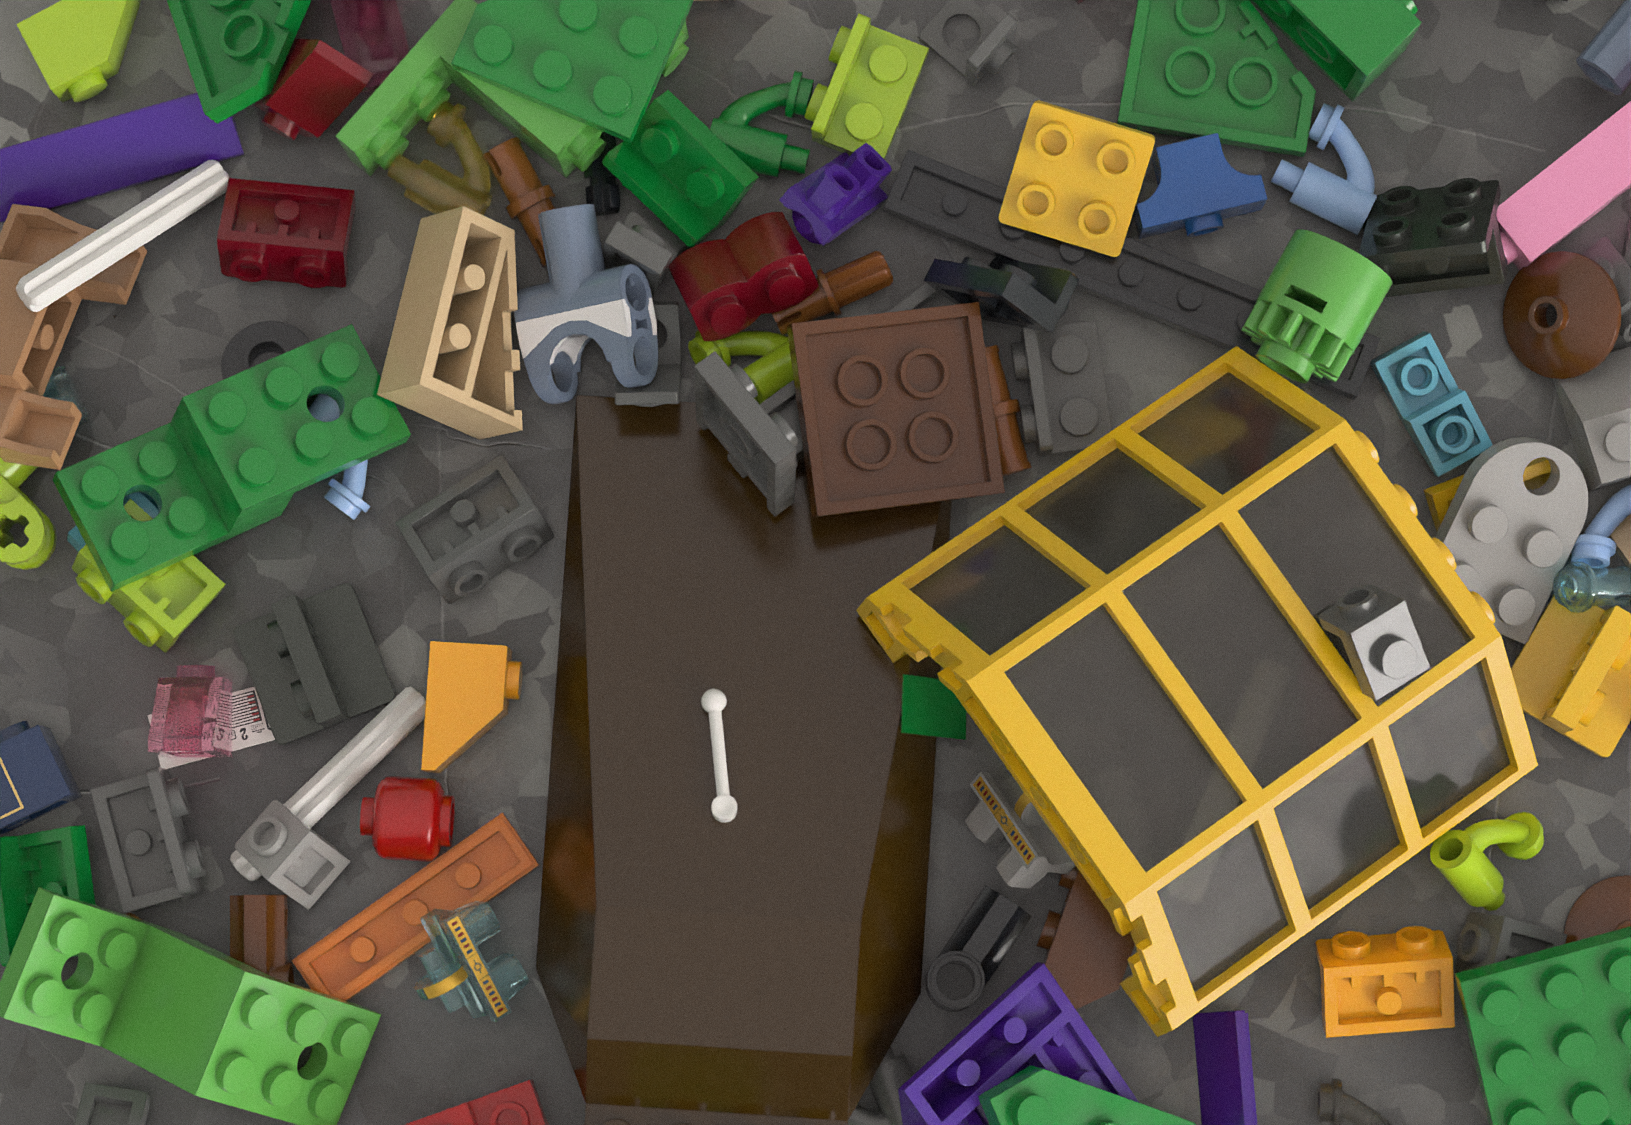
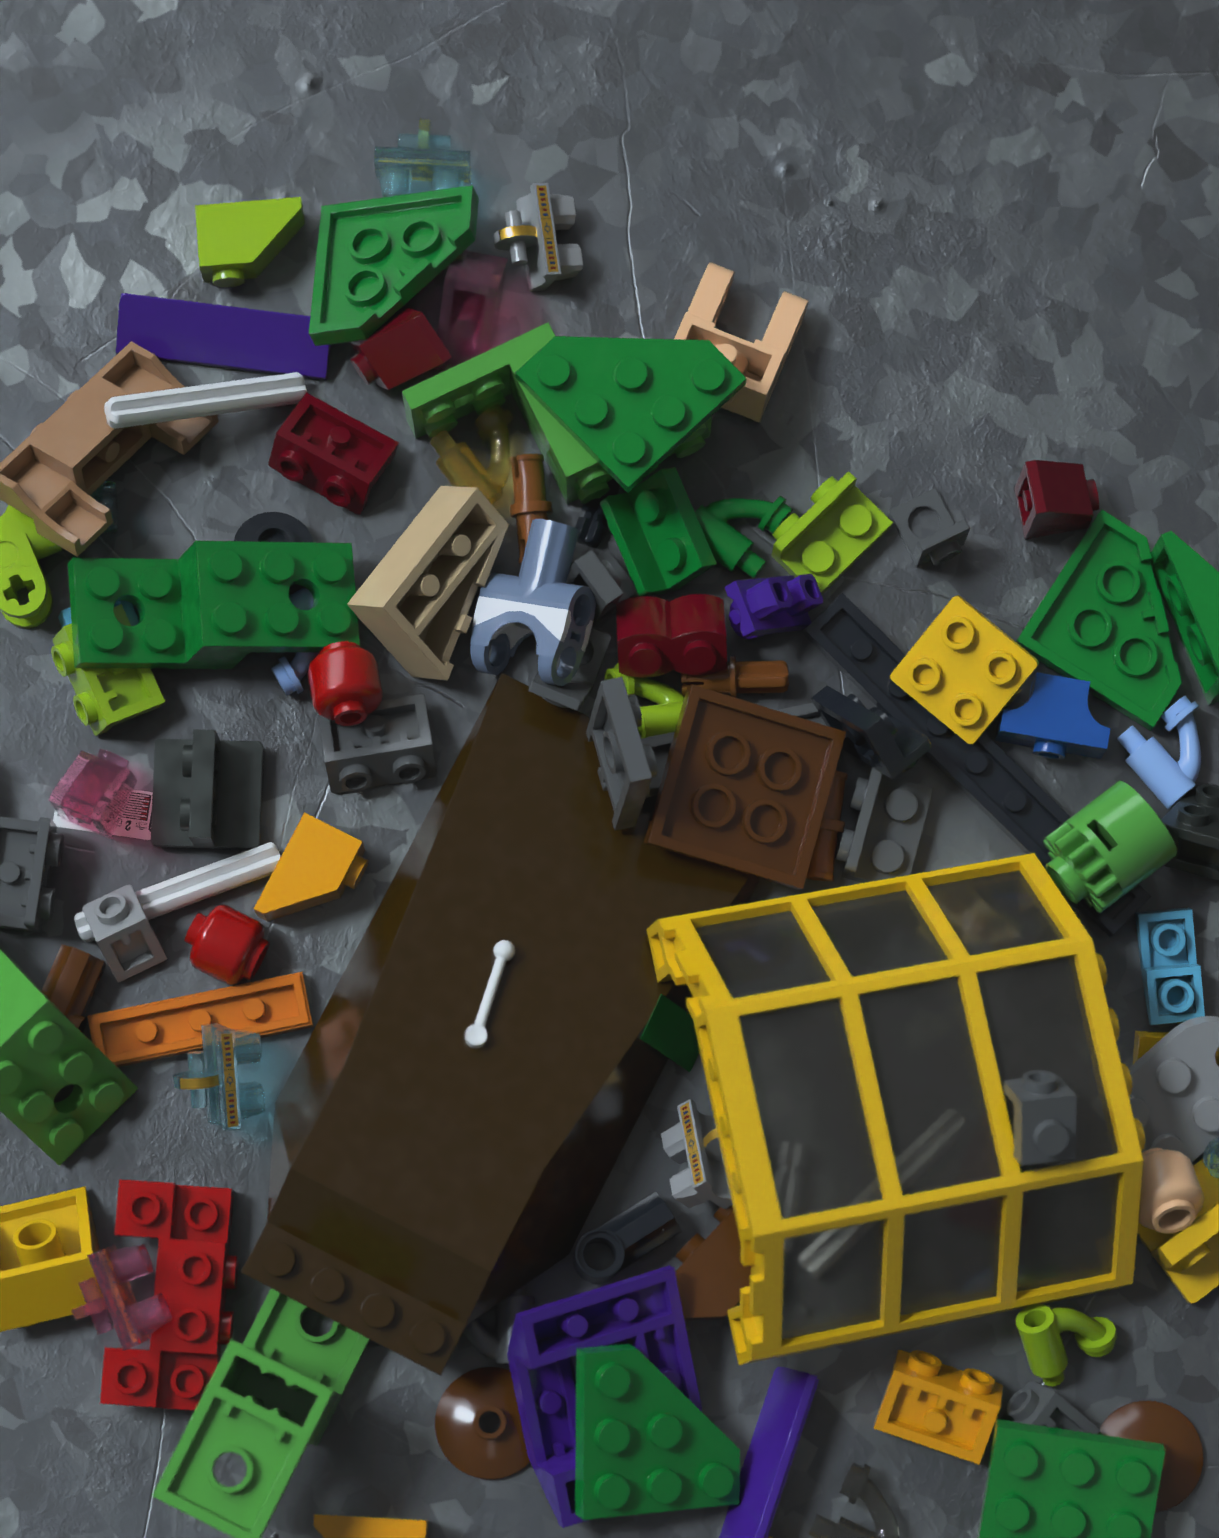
camera: 15 degrees right, 5 degrees down
(412, 481) = (344, 683): none -> red head
(1538, 651) = (1168, 1191): none -> light nougat head

